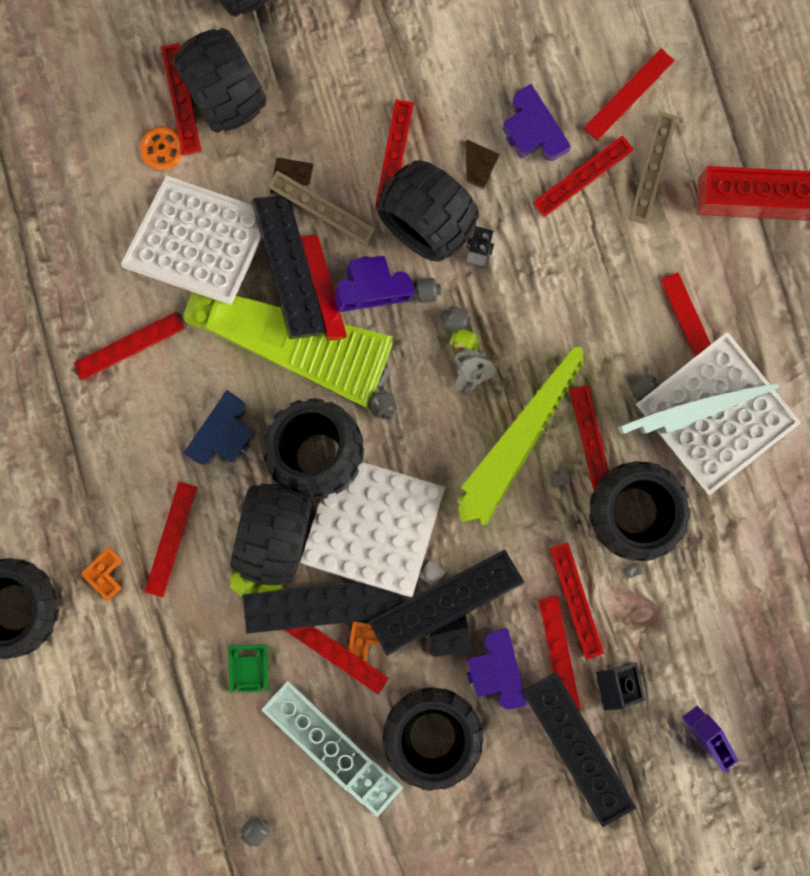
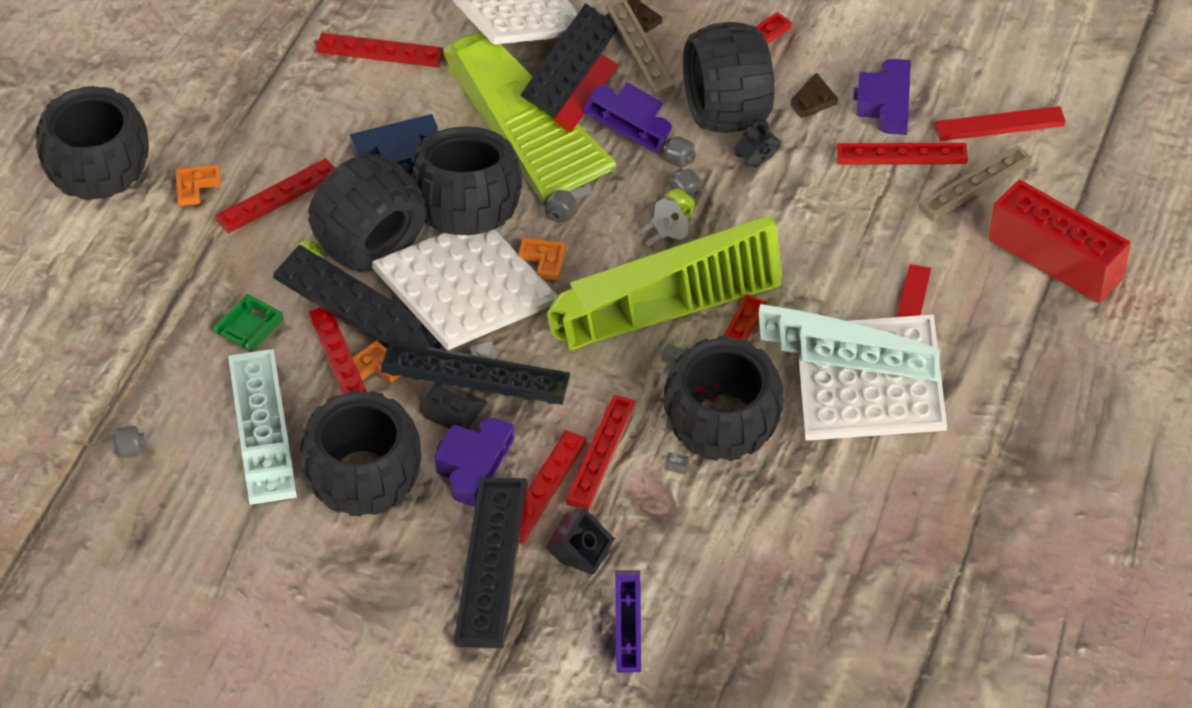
camera: 35 degrees right, 35 degrees down
(408, 453) = (548, 254): none -> orange plate

